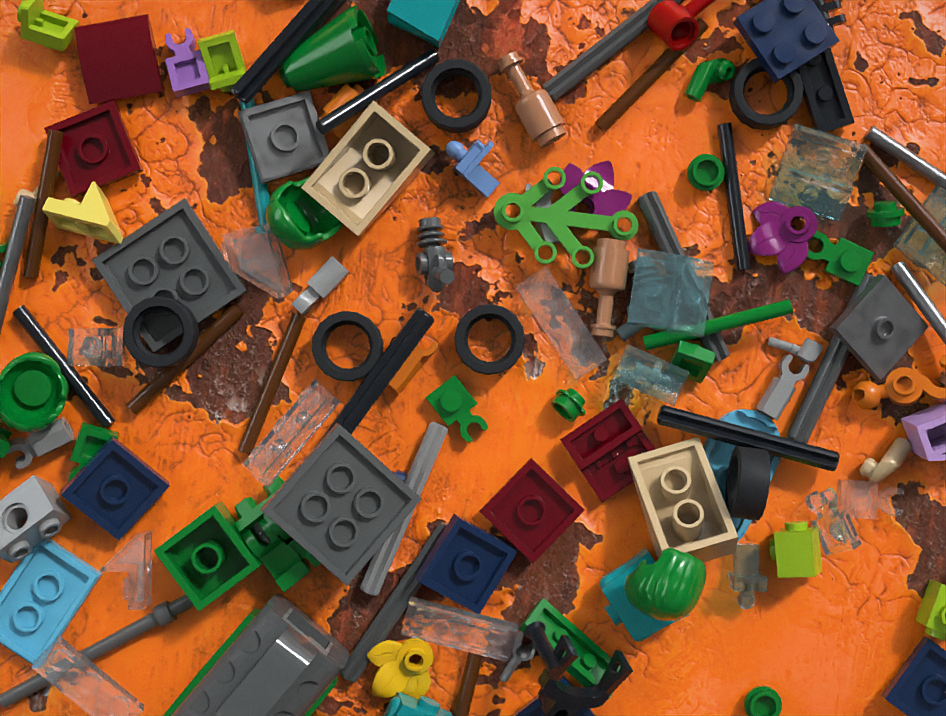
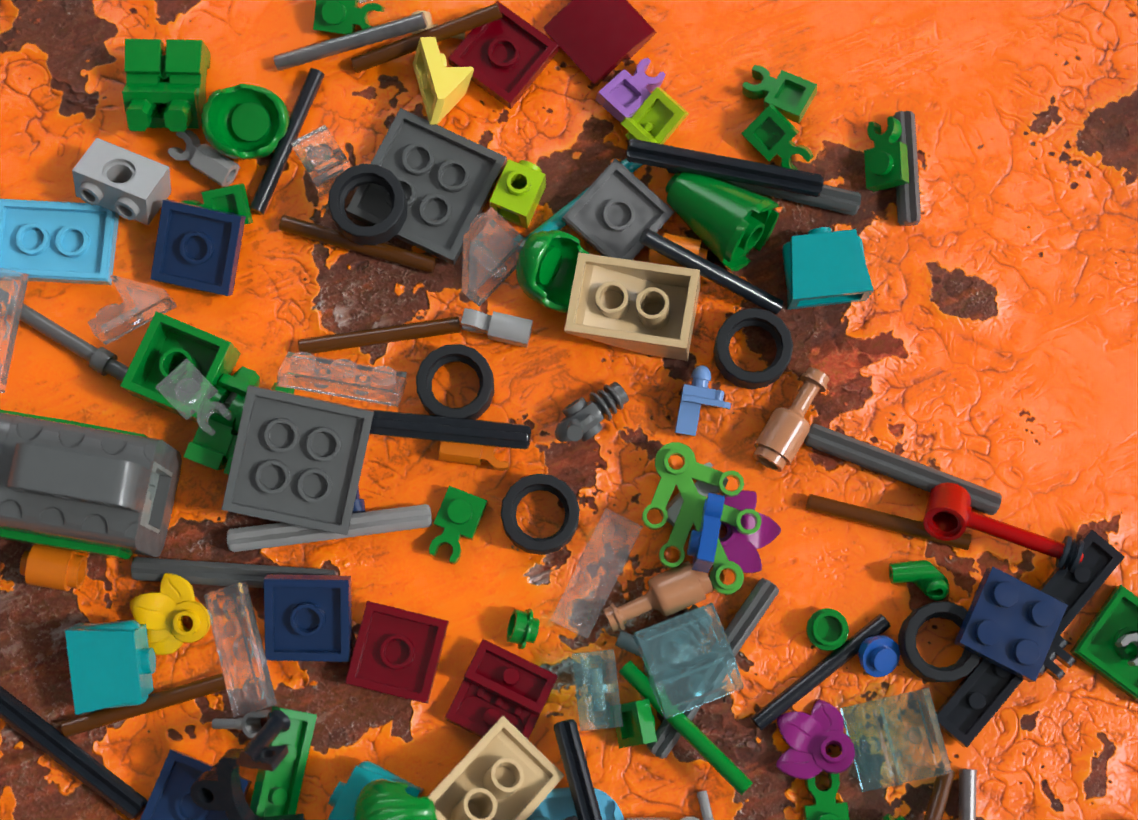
camera: 60 degrees right, 10 degrees down
(219, 205) = (518, 192): none -> lime brick
(239, 559) = (191, 393): none -> clear plate
(590, 227) = (704, 542): none -> blue plate
(748, 145) = (879, 655): none -> blue plate

